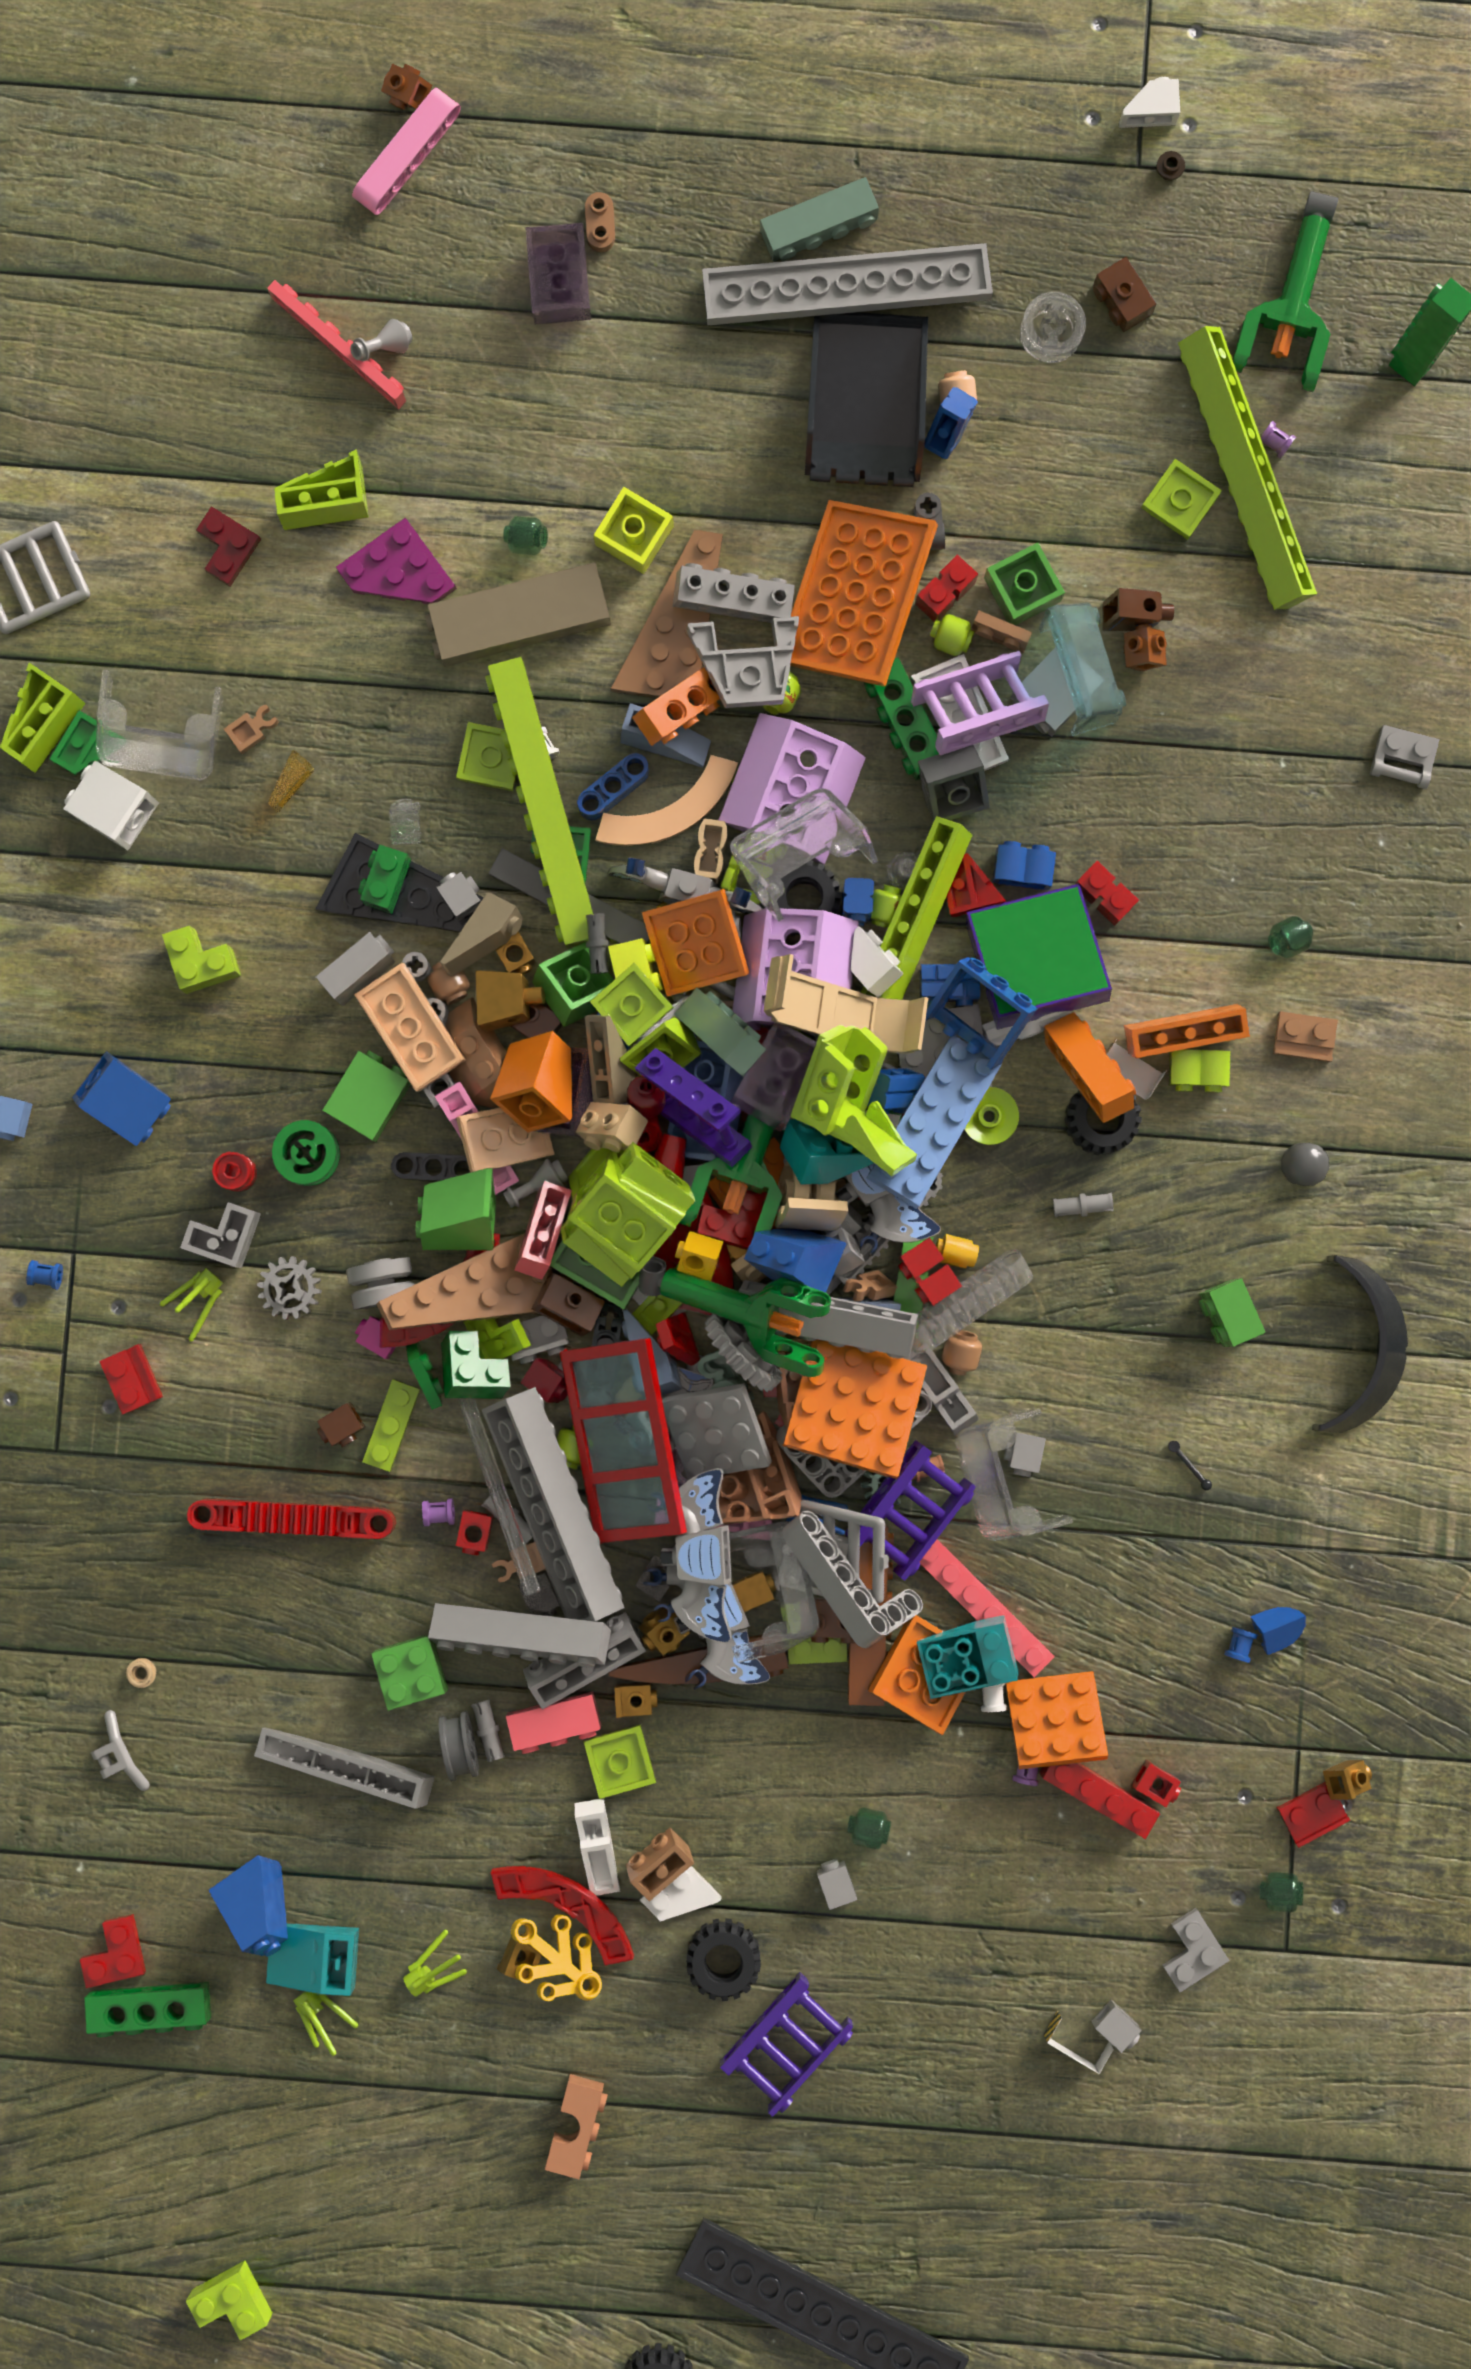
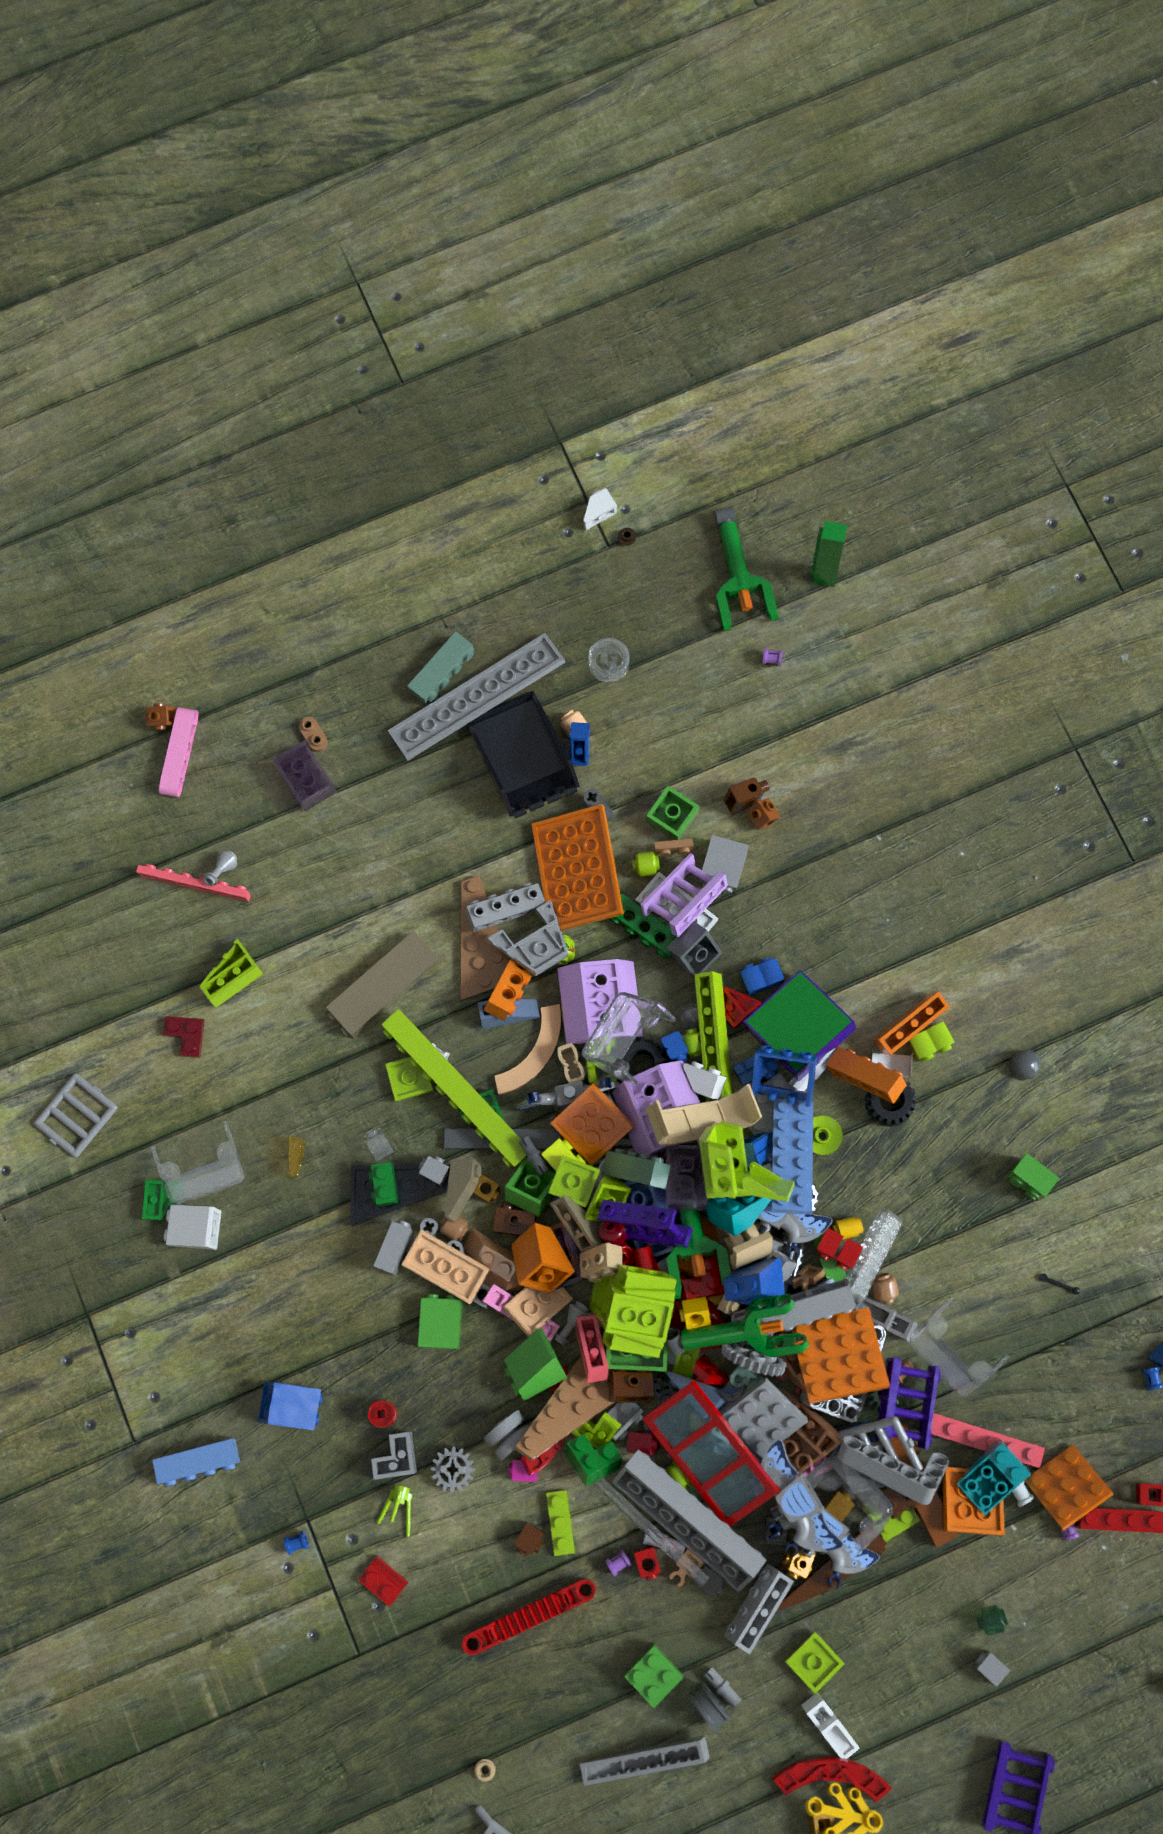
camera: 20 degrees left, 10 degrees down
(39, 719) = (124, 1197): lime wedge -> none
(195, 967) = (295, 1299): lime brick -> none
(247, 731) = (253, 1139): medium nougat plate -> none
(322, 1138) = (426, 1363): green wheel -> none
(397, 568) = (295, 995): magenta plate -> none
(421, 1163) = (494, 1346): black beam -> none
(422, 1369) = (561, 1475): green wing -> none
(504, 999) = (494, 1218): pearl gold torso -> none
(520, 1635) = (710, 1613): light grey brick -> none
(525, 535) = (363, 936): clear green head -> none
(554, 1723) = (761, 1660): coral brick -> none
(617, 773) = (492, 1047): blue beam -> none
(623, 1697) = (795, 1616): pearl gold brick -> none
(633, 530) = (426, 900): neon yellow brick -> none
(659, 1864) = (875, 1715): medium nougat brick -> none
(683, 1895) = (896, 1728): white wing -> none
(723, 1984) = (964, 1766): black tyre -> none
(938, 594) = (628, 839): red piece -> none
(1025, 1454) = (957, 1330): light grey brick -> none
(1083, 1204) = (907, 1159): light grey pin -> none
(1084, 665) = (733, 841): clear light blue windscreen -> none
(1116, 899) = (811, 963): red piece -> none
(1124, 294) = (640, 621): reddish brown brick -> none
(1181, 499) = (736, 718): lime plate -> none
(1246, 468) = (765, 682): lime brick -> none
(1290, 937) = (941, 935): clear green head -> none
(1305, 1036) = (982, 989): medium nougat plate -> none
(1390, 1348) = (1138, 1149): black windscreen -> none
(1406, 748) = (944, 792): light grey plate -> none

